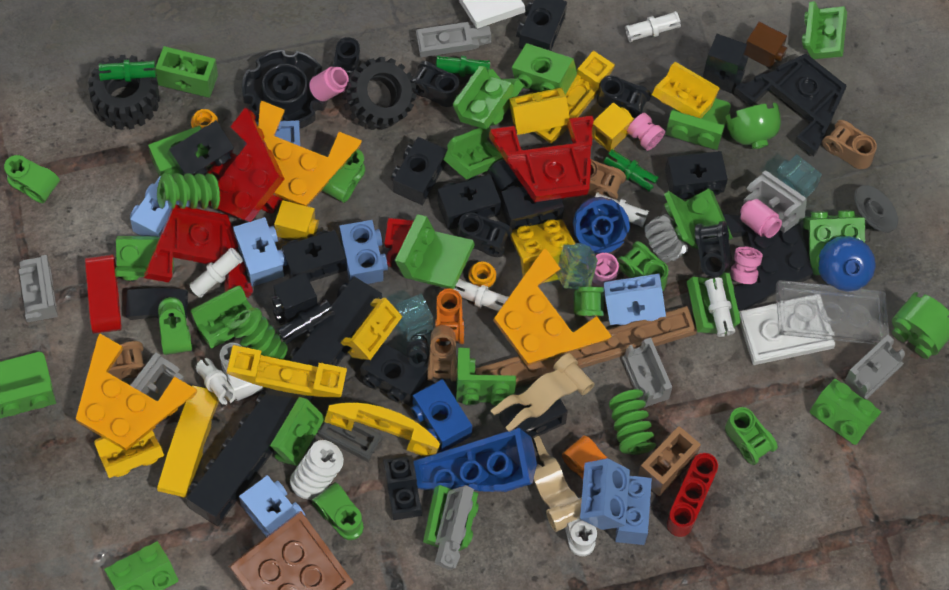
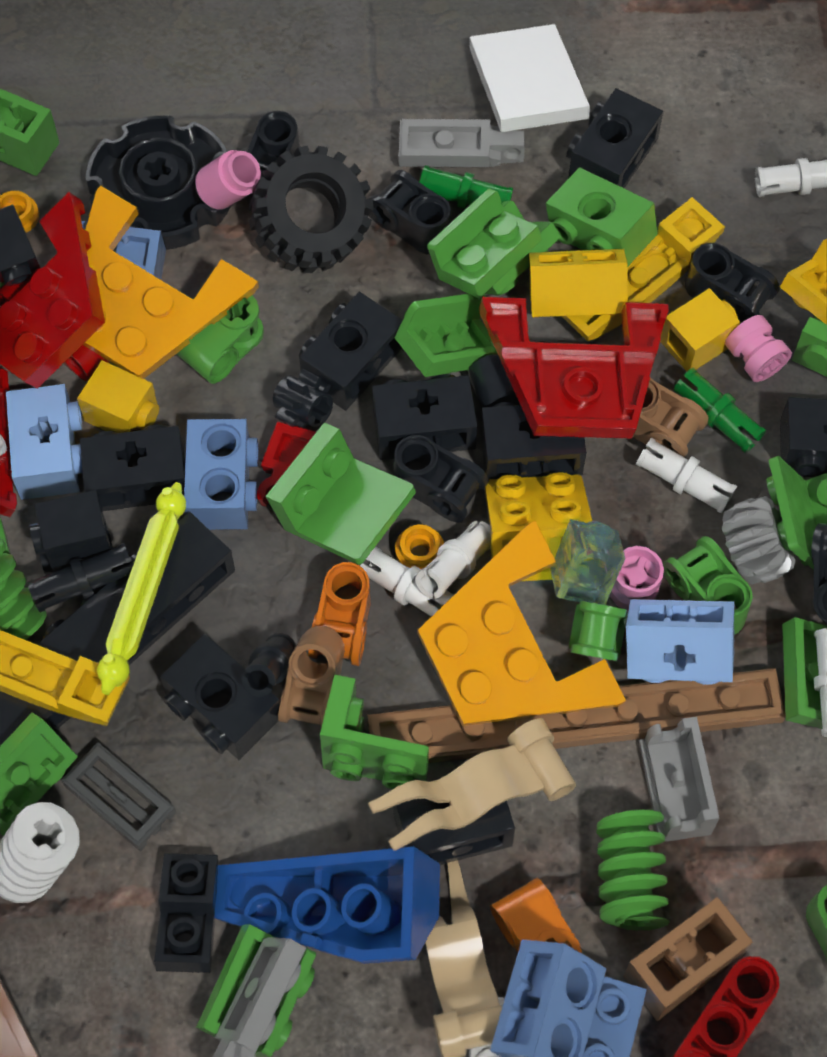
camera: 15 degrees right, 0 degrees up
(336, 509) = (56, 932): bright green piece -> none
(342, 320) = (141, 588): none -> neon yellow wheel
(373, 330) = (198, 613): yellow hinge -> none
(386, 420) = (116, 759): yellow slope -> none
(399, 203) = (303, 400): none -> black gear
(416, 316) = (280, 601): clear light blue brick -> none
(437, 400) = (280, 761): blue brick -> none
(504, 277) = (454, 560): none -> white pin
(601, 224) = (646, 496): blue cylinder -> none

